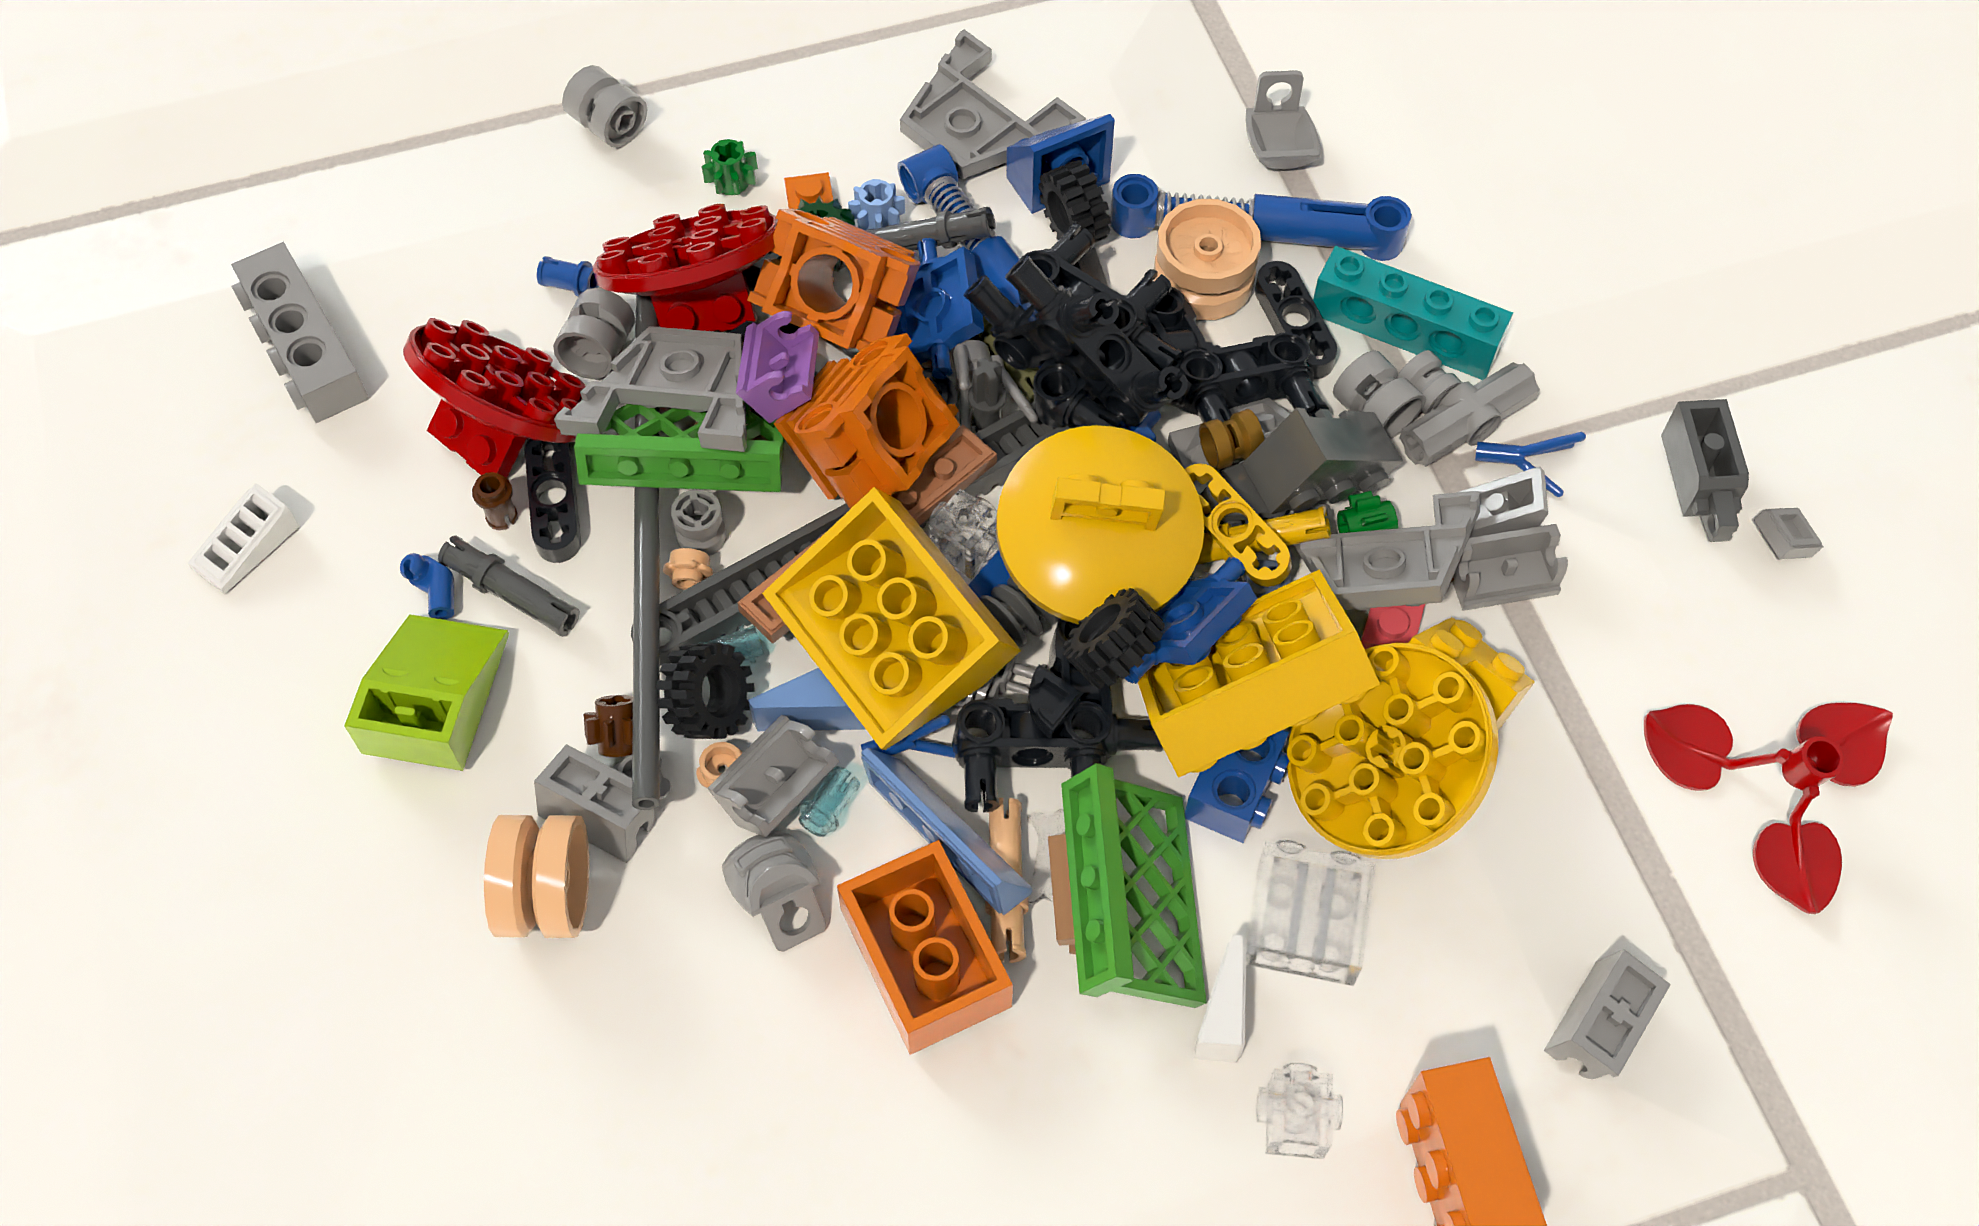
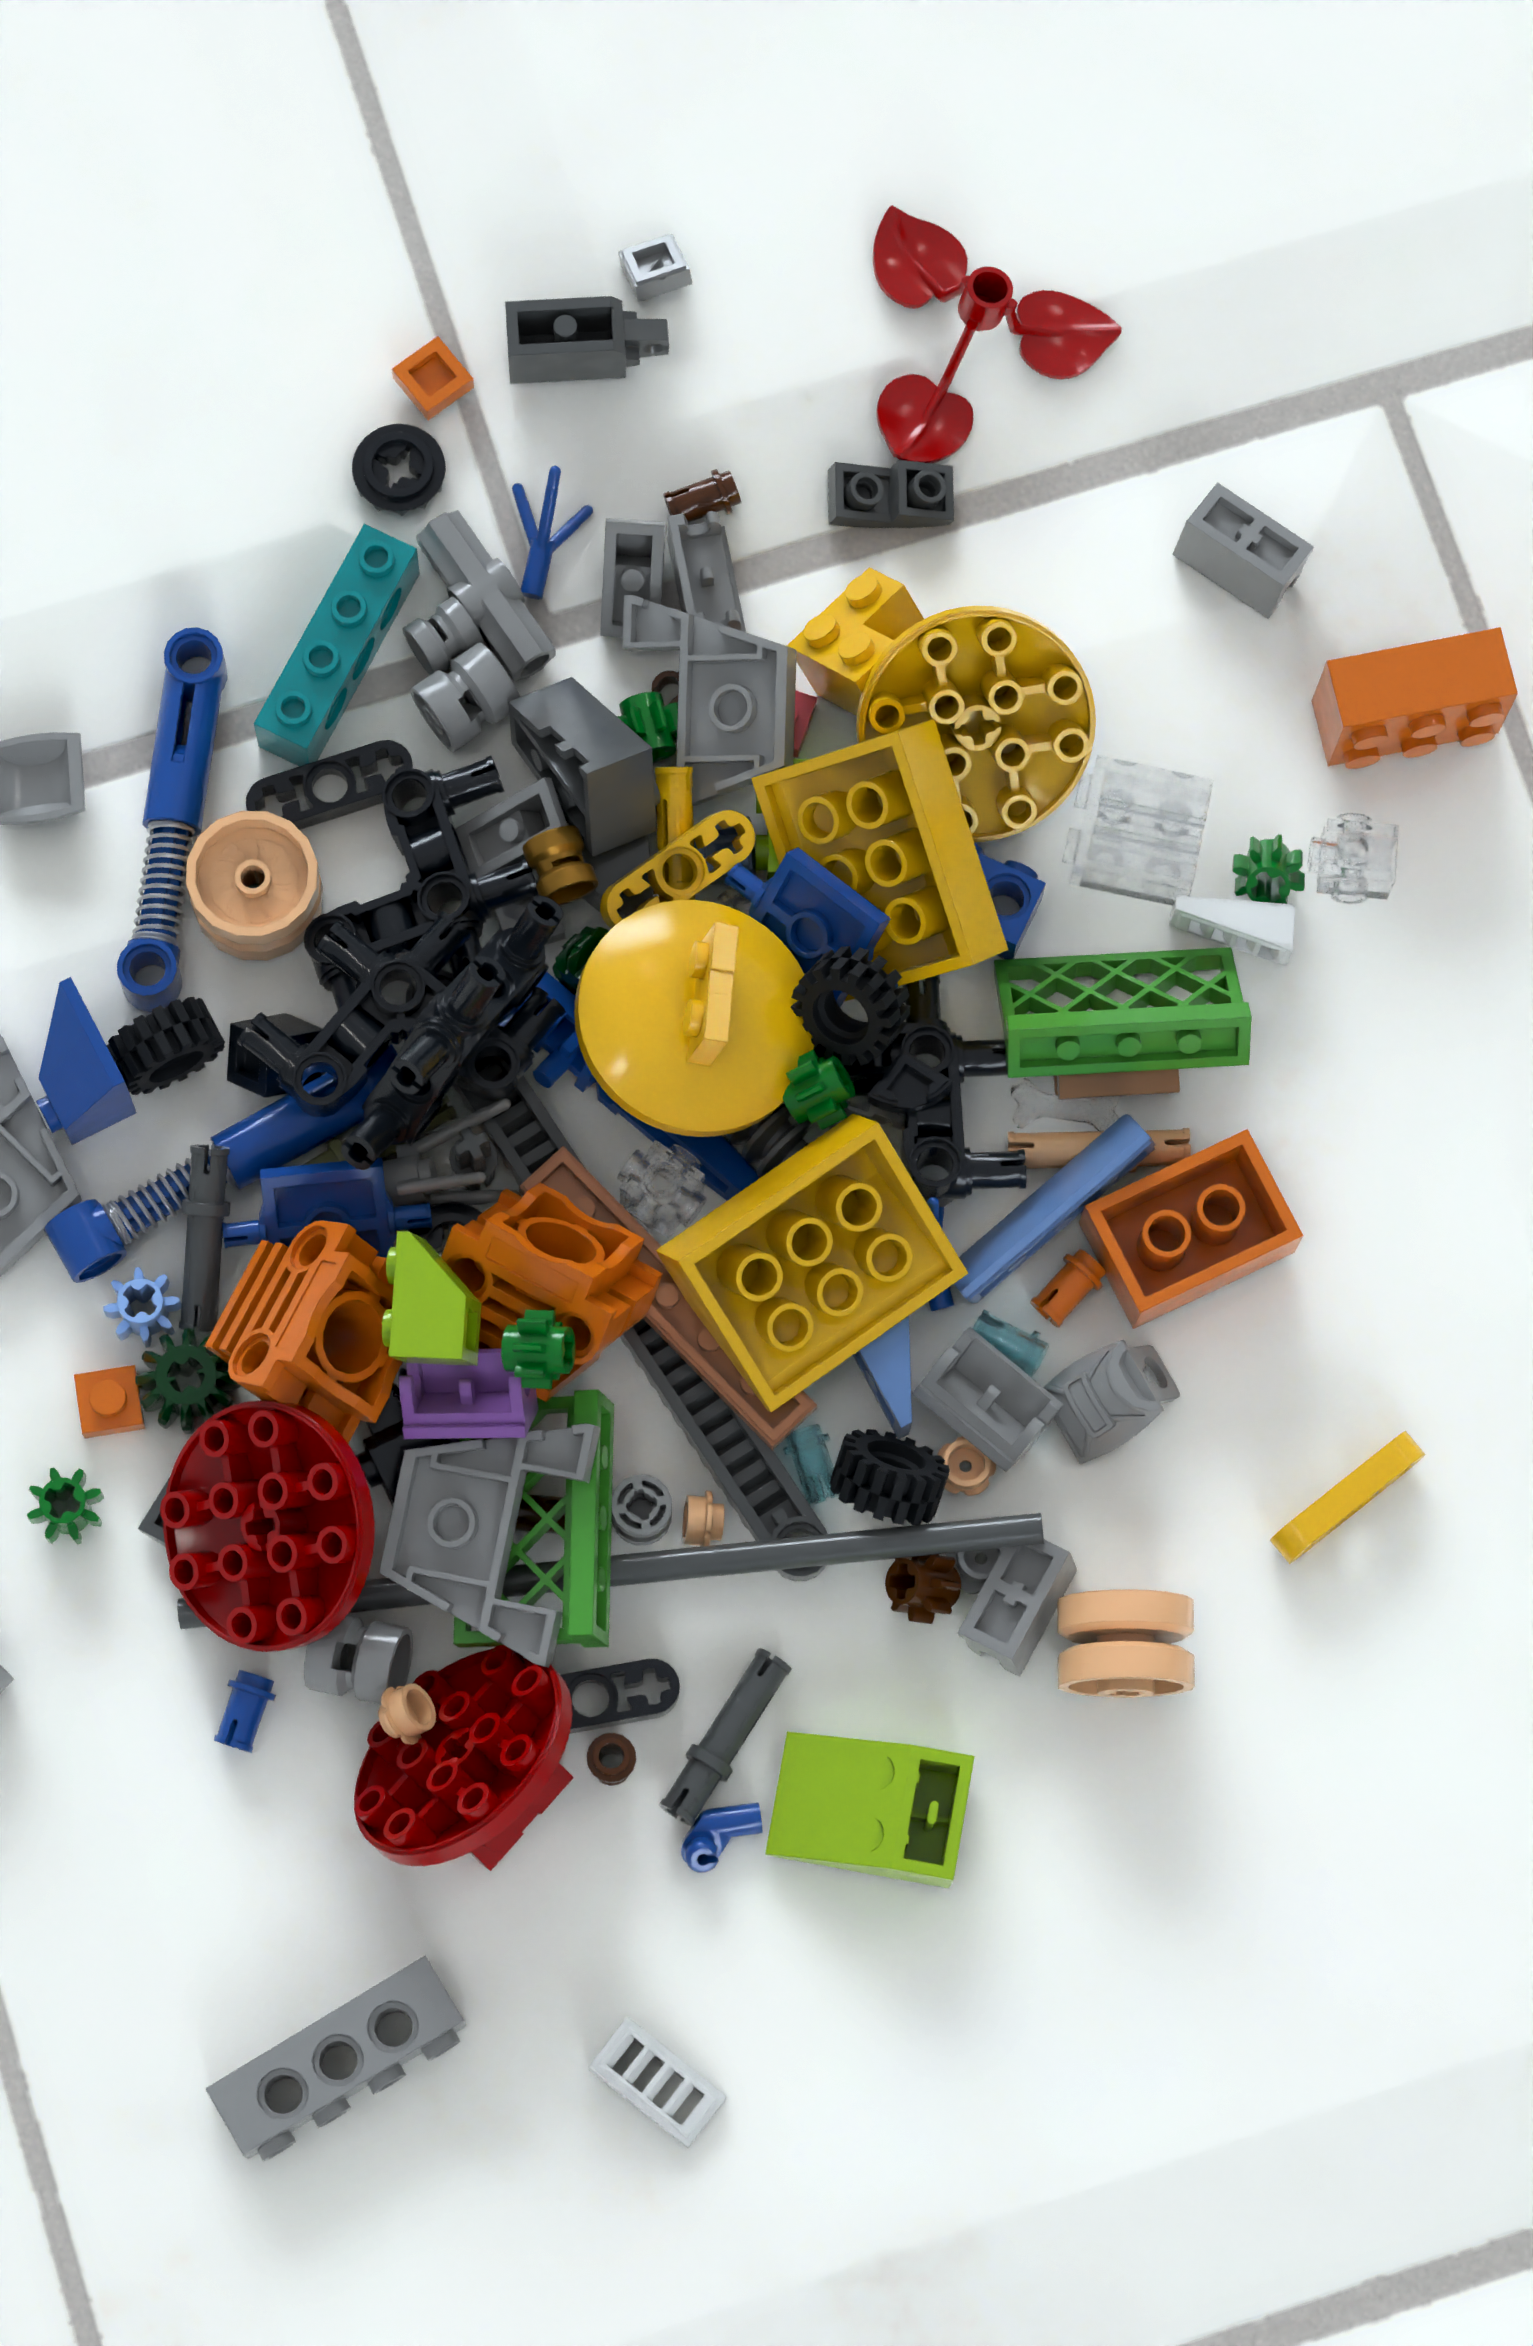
camera: 95 degrees left, 15 degrees up
(544, 360) = (406, 1712): none -> light nougat plate
(668, 1093) = (1347, 1497): none -> yellow beam
(799, 384) = (538, 1349): none -> green gear
(843, 320) = (432, 1309): none -> lime slope
(872, 845) = (1069, 1287): none -> orange pin
(1040, 621) = (818, 1090): none -> green gear
(1279, 1030) = (1268, 871): none -> green gear
(1587, 577) = (707, 495): none -> reddish brown pin
(1590, 363) = (390, 446): none -> black gear
(1610, 717) = (892, 497): none -> dark grey slope
(1653, 377) = (432, 378): none -> orange plate

